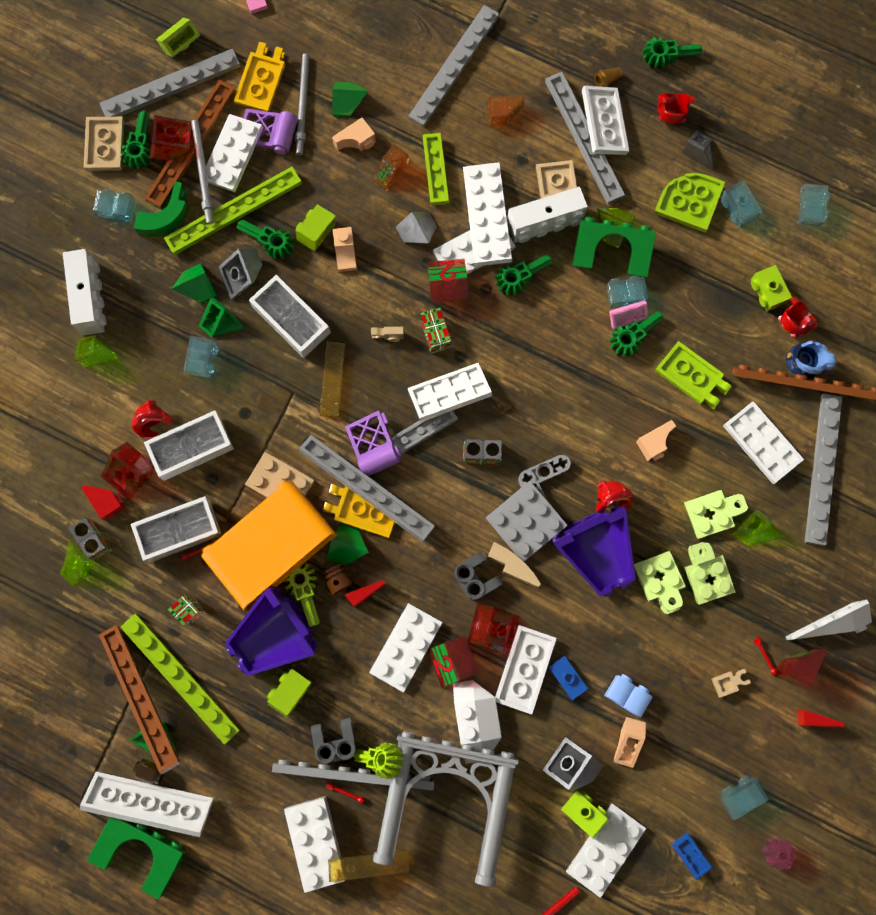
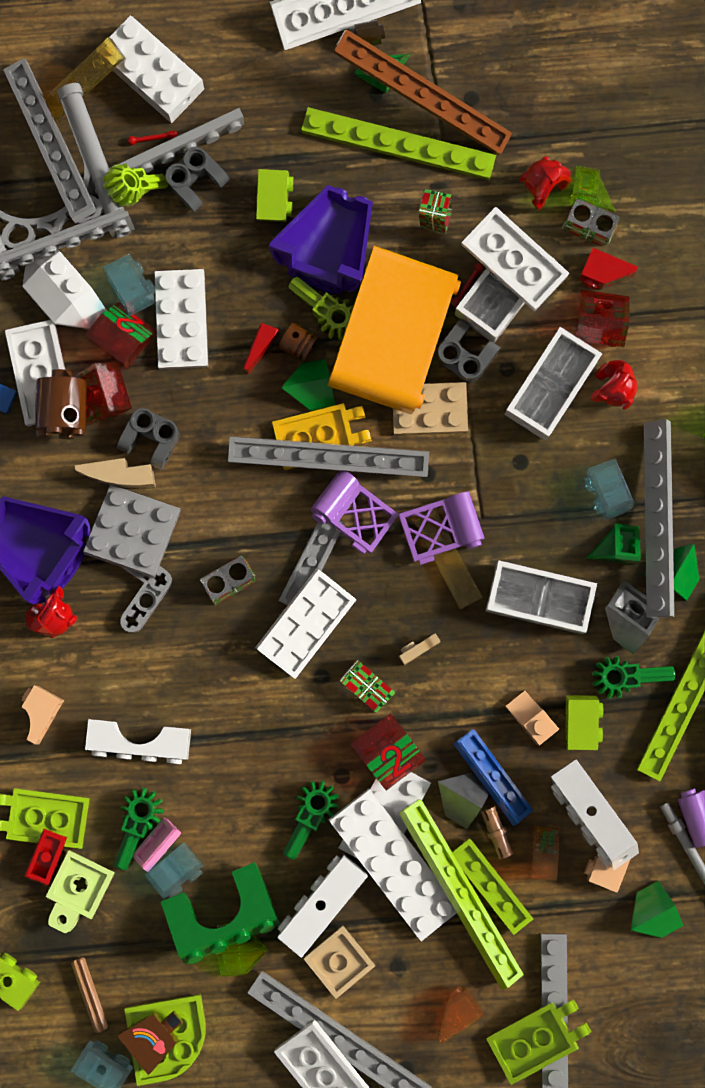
camera: 150 degrees right, 5 degrees up
(99, 587) = (542, 177): none -> red helmet
(156, 539) = (515, 258): none -> white plate
(182, 319) = (658, 519): none -> light grey plate
(236, 501) = (463, 357): none -> dark grey piece
(307, 398) = (462, 525): none -> medium lavender piece
(344, 151) = (593, 812): none -> white brick
(392, 230) = (493, 777): none -> blue tile
(411, 196) = (496, 832): none -> medium nougat pin
(419, 832) = (50, 140): none -> light grey plate
(426, 692) = (129, 284): none -> clear light blue brick
(457, 174) = (461, 894): none -> lime plate
(465, 67) = (536, 1041): none -> lime tile
(525, 630) = (60, 405): none -> reddish brown cylinder
(584, 370) = (106, 737): none -> white arch
(701, 200) = (151, 1039): none -> reddish brown torso
(705, 315) = (68, 899): none -> yellowish green plate
(705, 348) = (45, 856): none -> red slope
(724, 251) = (89, 995): none -> medium nougat axle

